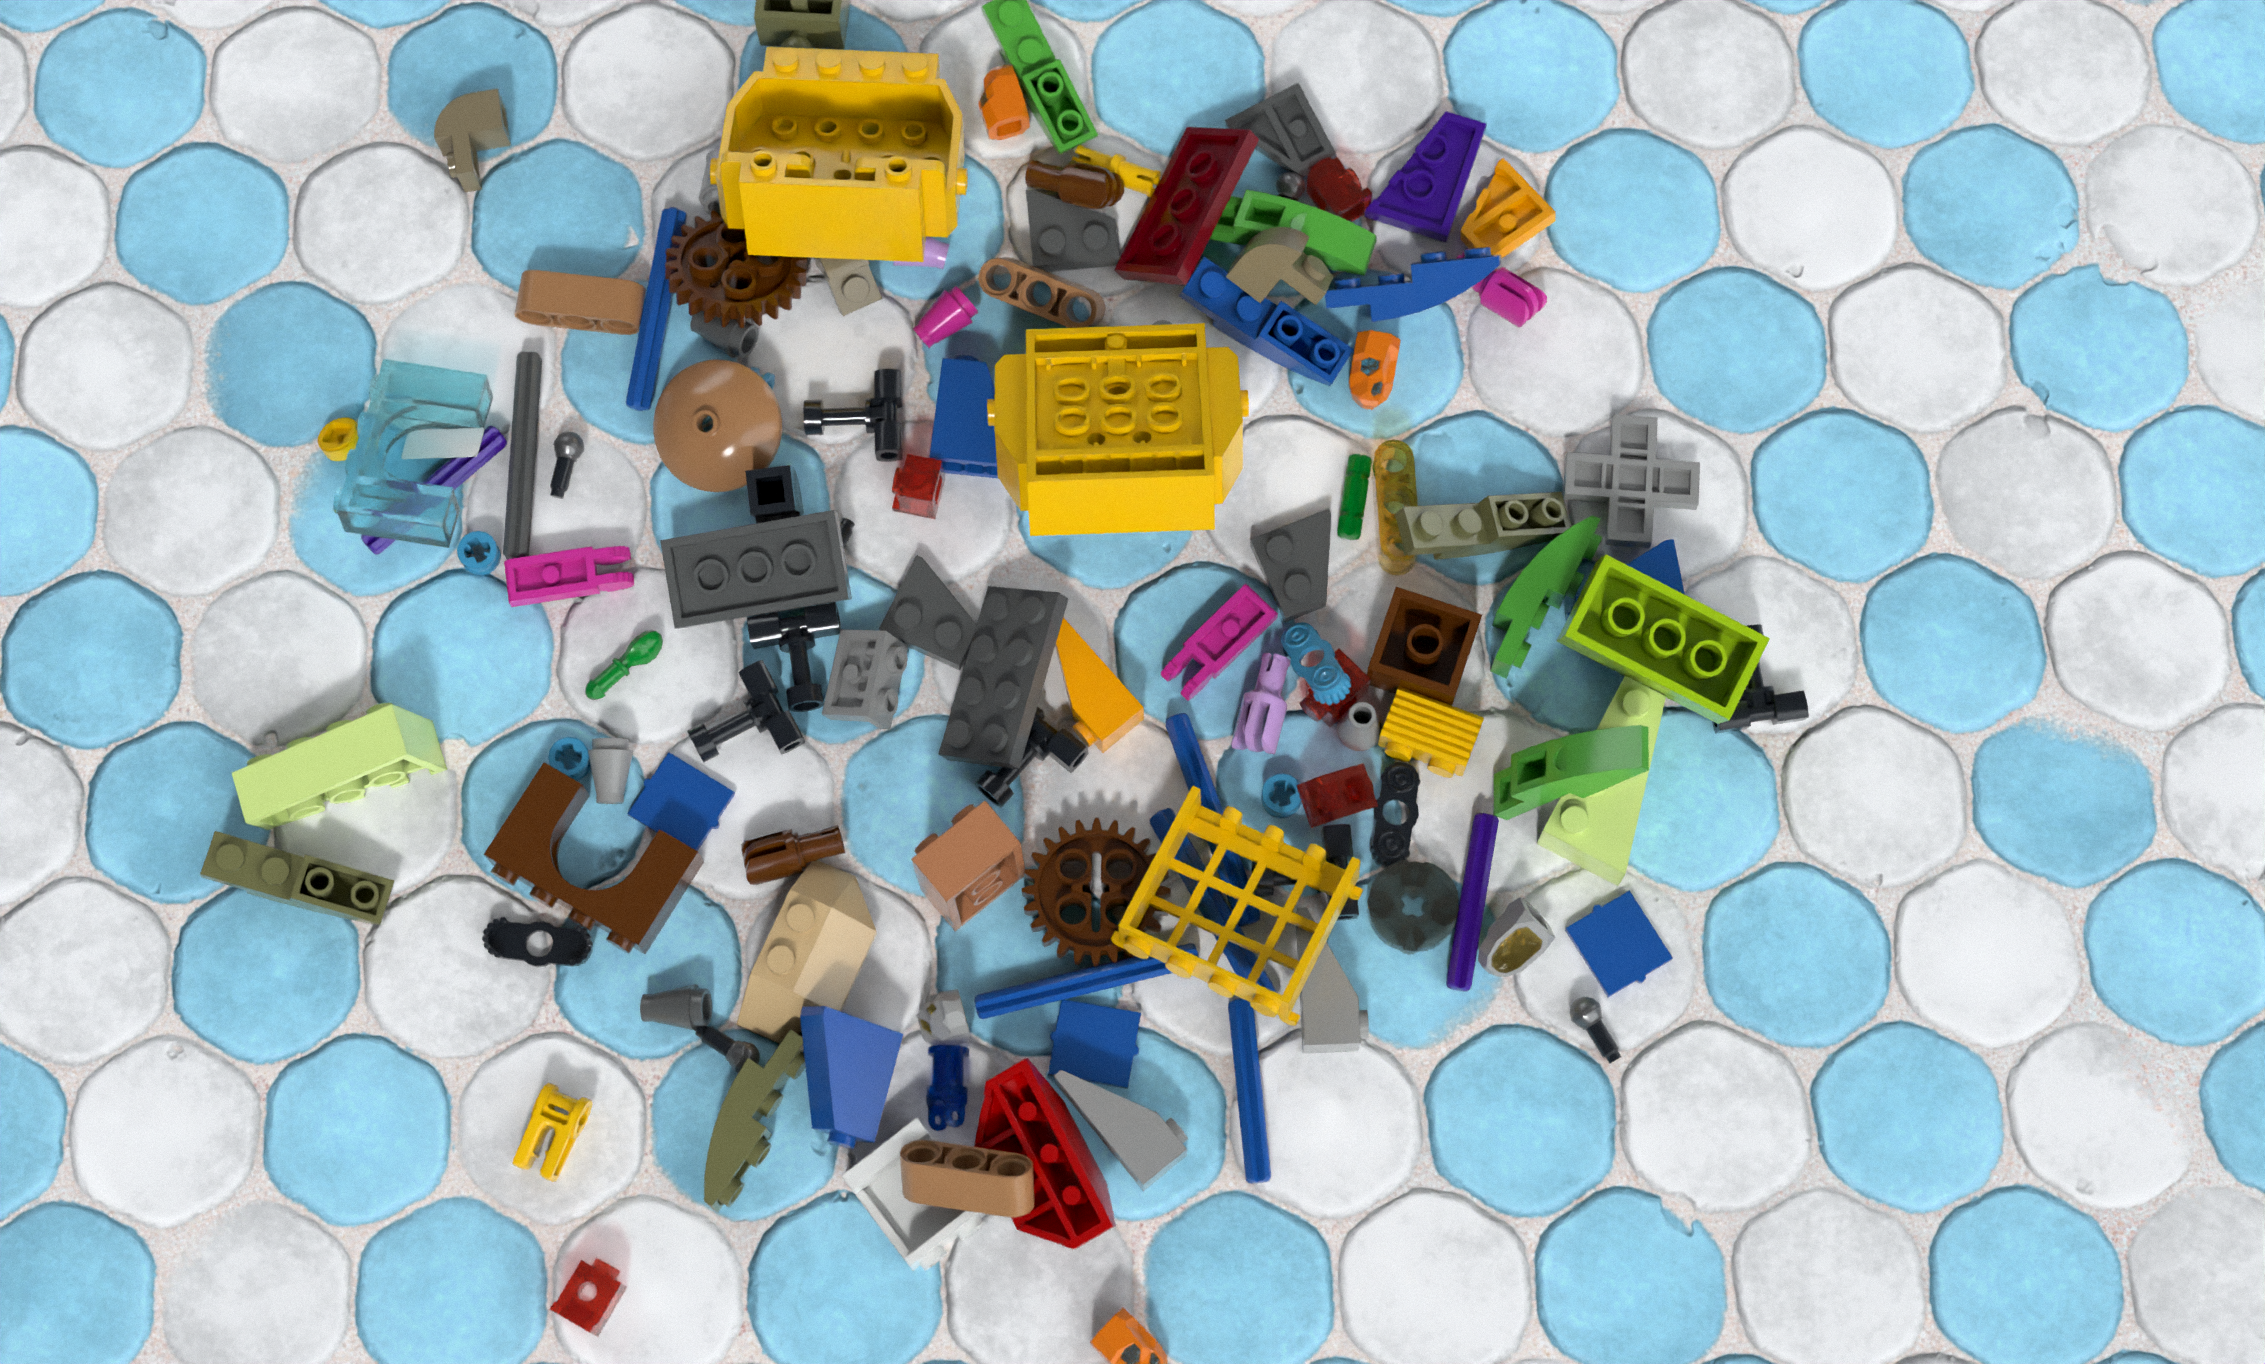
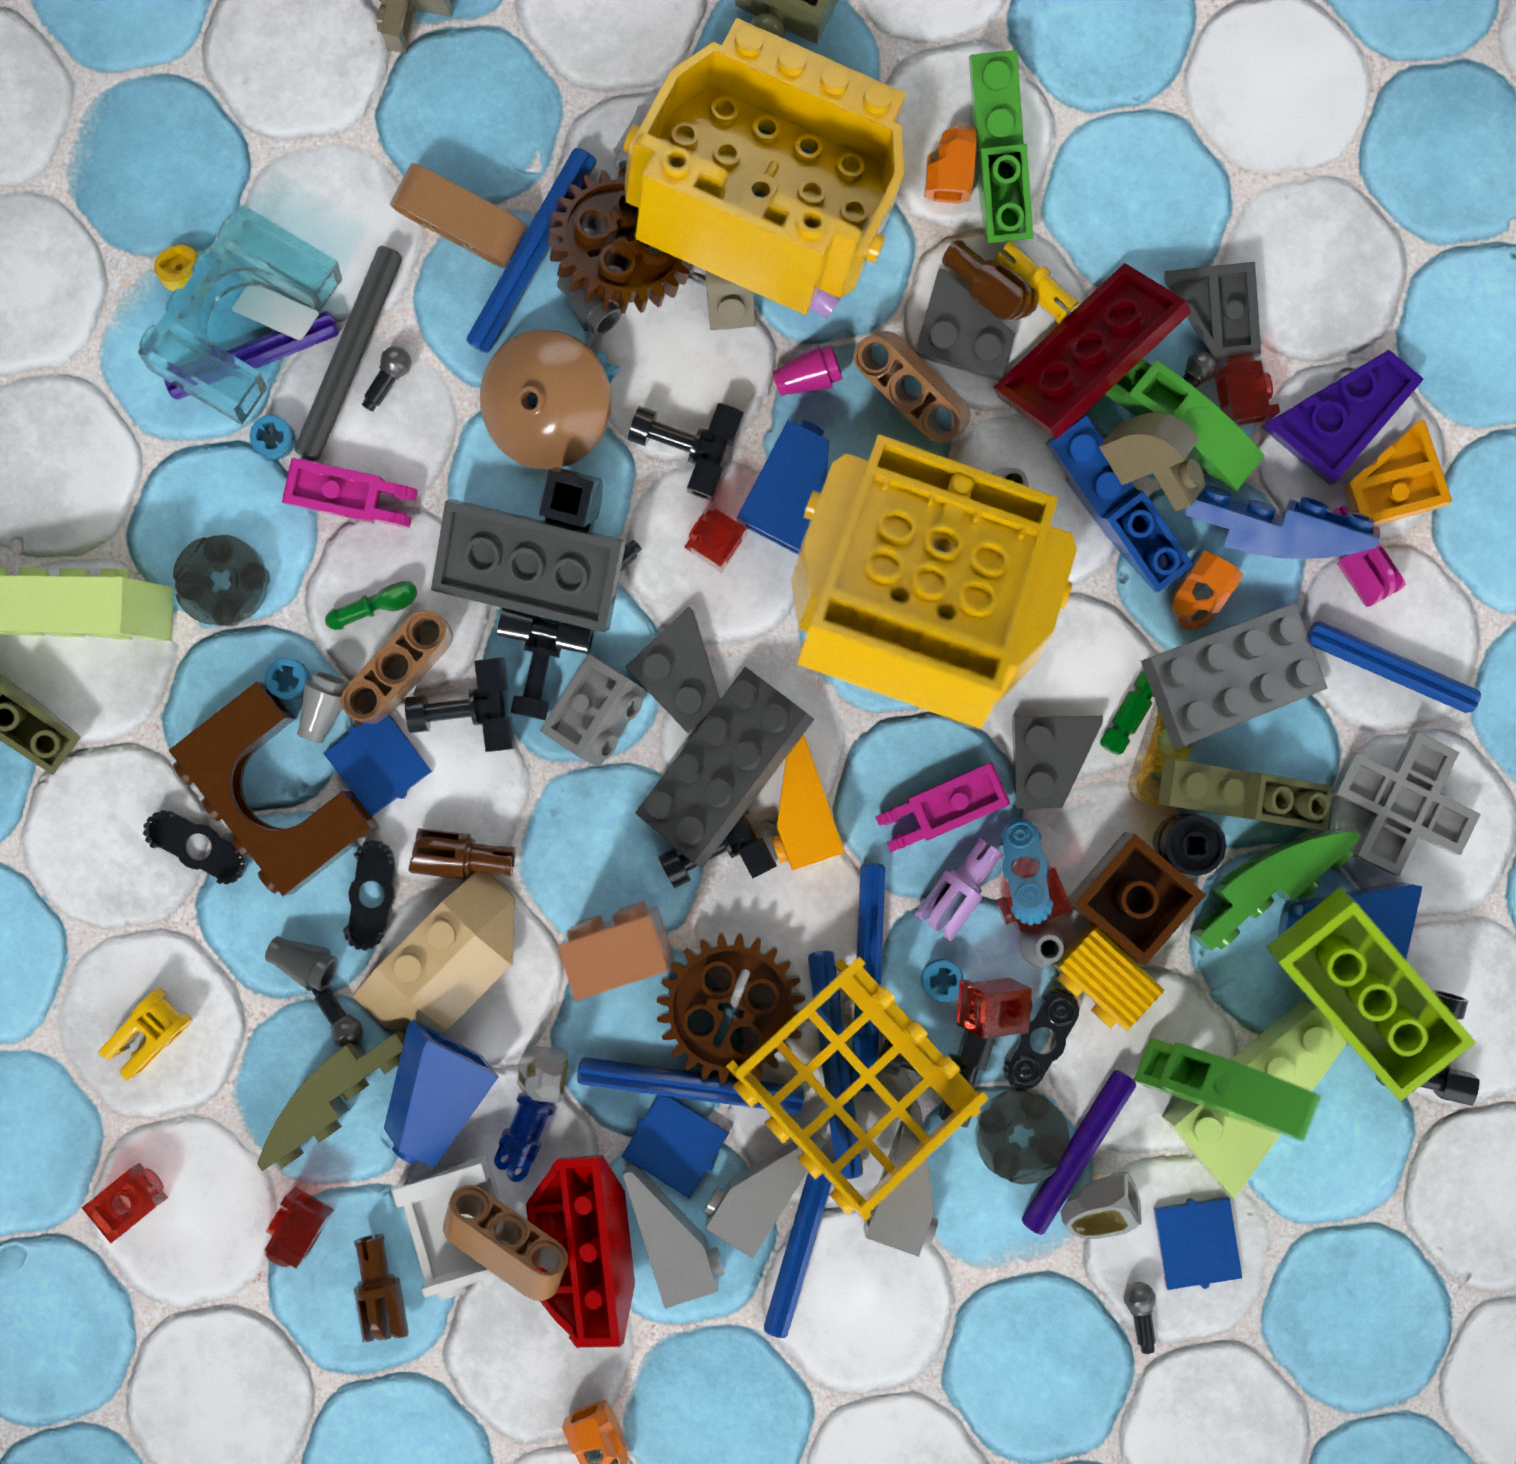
camera: 20 degrees right, 15 degrees up
(464, 672) = (194, 586): none -> clear smoke plate
(667, 686) = (375, 674): none -> medium nougat beam
(714, 895) = (369, 924): none -> black piece
(763, 1258) = (296, 1229): none -> clear red brick
(861, 1283) = (378, 1293): none -> reddish brown arm
(1189, 1057) = (757, 1197): none -> light grey slope
(1427, 424) = (1233, 675): none -> dark grey plate
(1454, 578) = (1190, 843): none -> black wheel
(1569, 371) = (1393, 667): none -> blue axle

